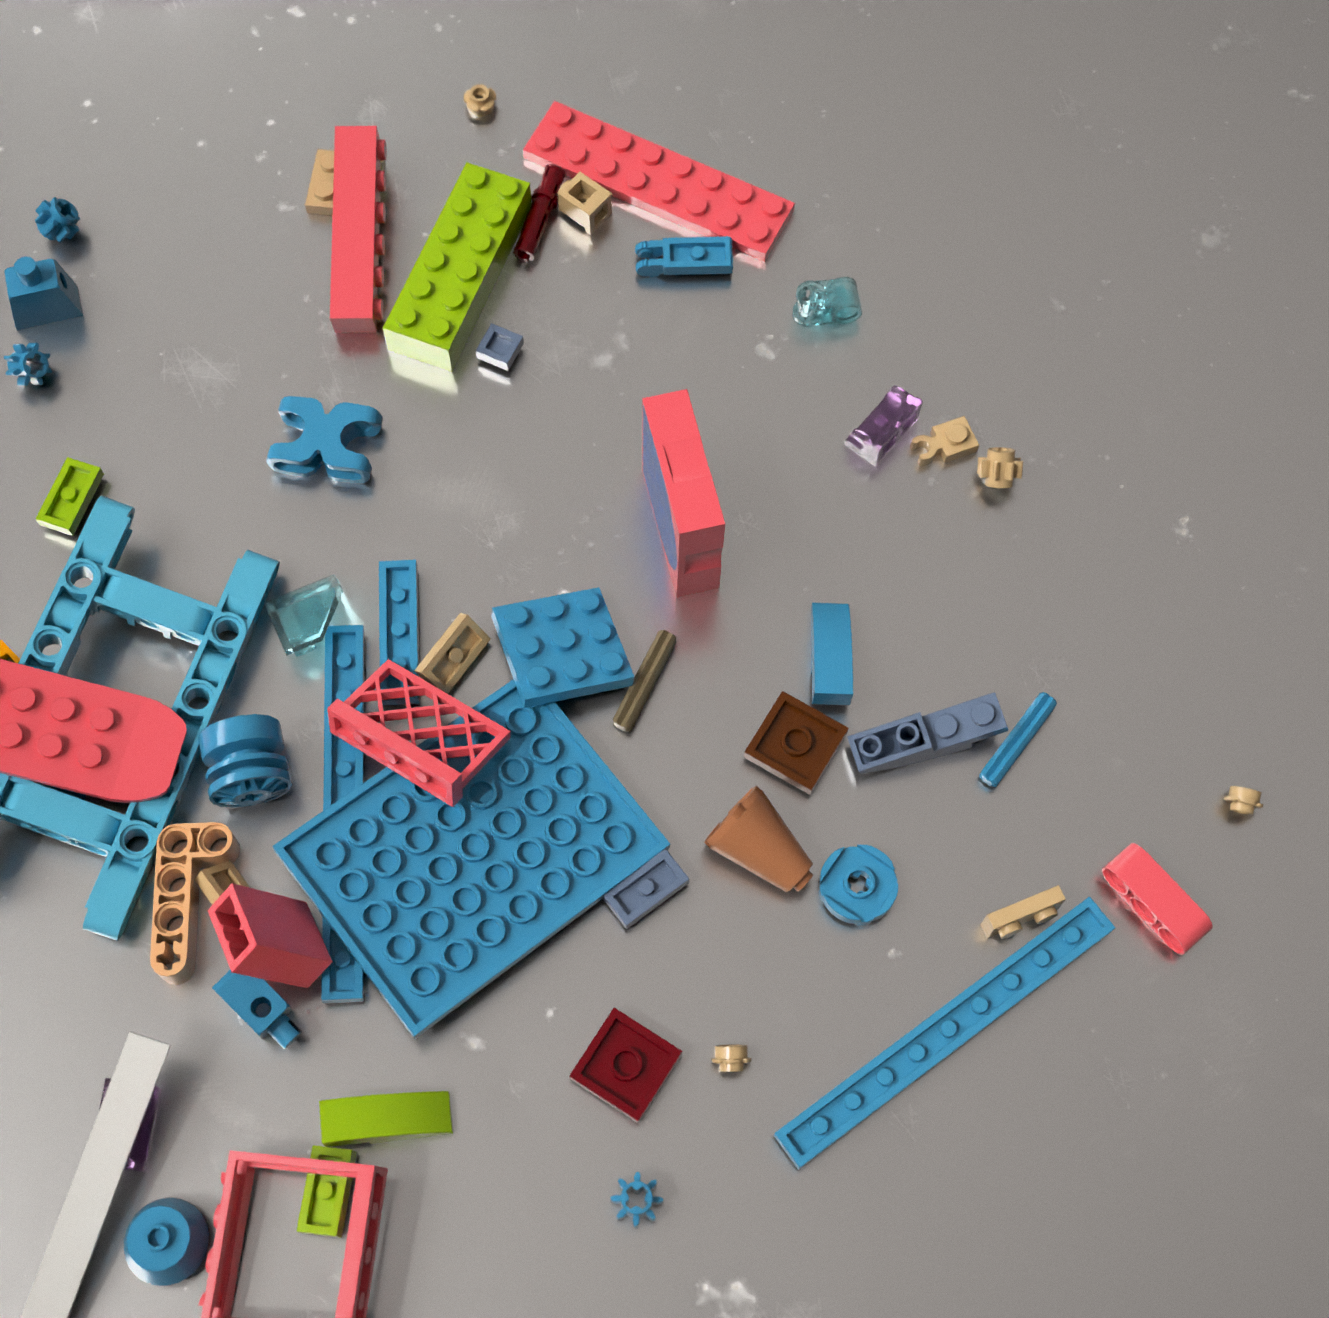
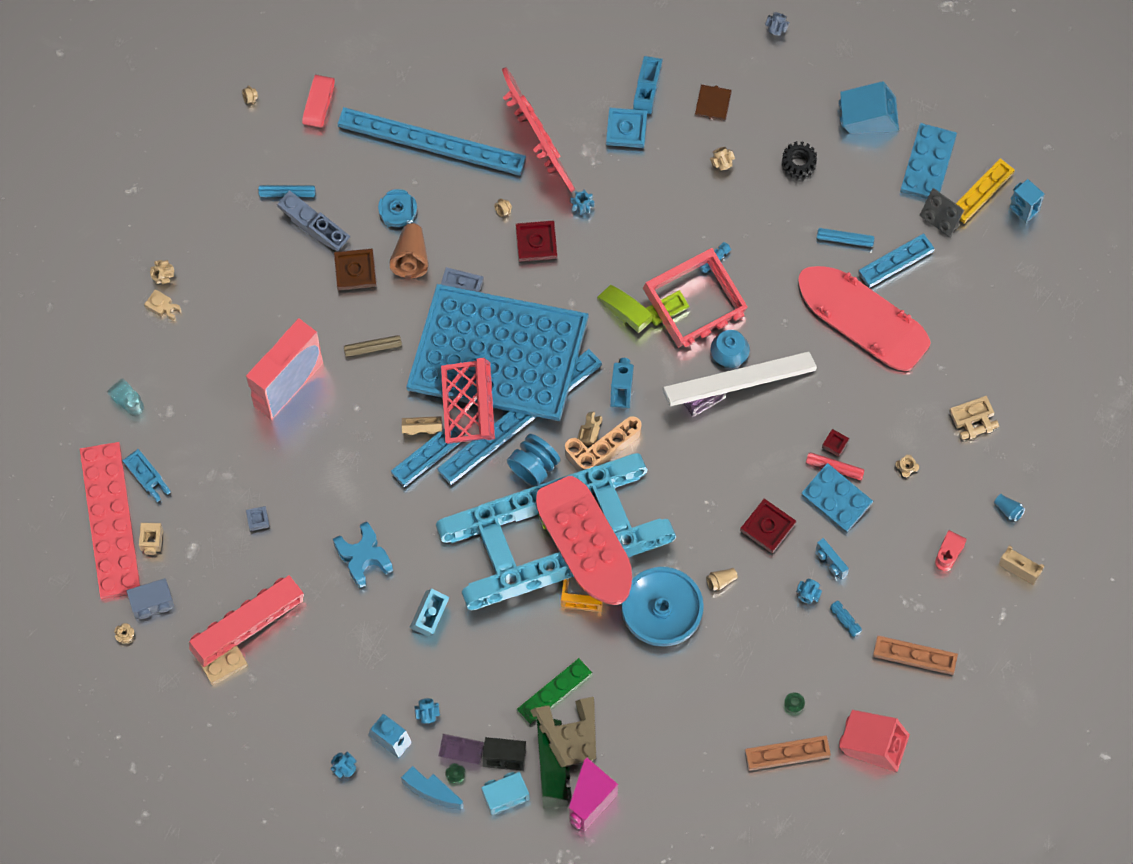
camera: 125 degrees left, 0 degrees up
(69, 496) = (474, 639): lime plate -> none
(155, 457) = (429, 612): none -> medium azure brick
(269, 936) = (594, 387): coral brick -> none
(304, 614) = (448, 493): clear light blue slope -> none
(458, 267) = (229, 565): lime brick -> none
(499, 143) = (150, 599): none -> sand blue brick
(543, 201) = (163, 558): dark red pin -> none
(562, 647) = (385, 382): dark azure plate -> none
(828, 1213) = (528, 114): none -> coral piece
(831, 654) = (303, 281): dark azure slope -> none
(885, 425) = (174, 333): clear purple hinge -> none
(1009, 919) = (362, 143): tan plate -> none

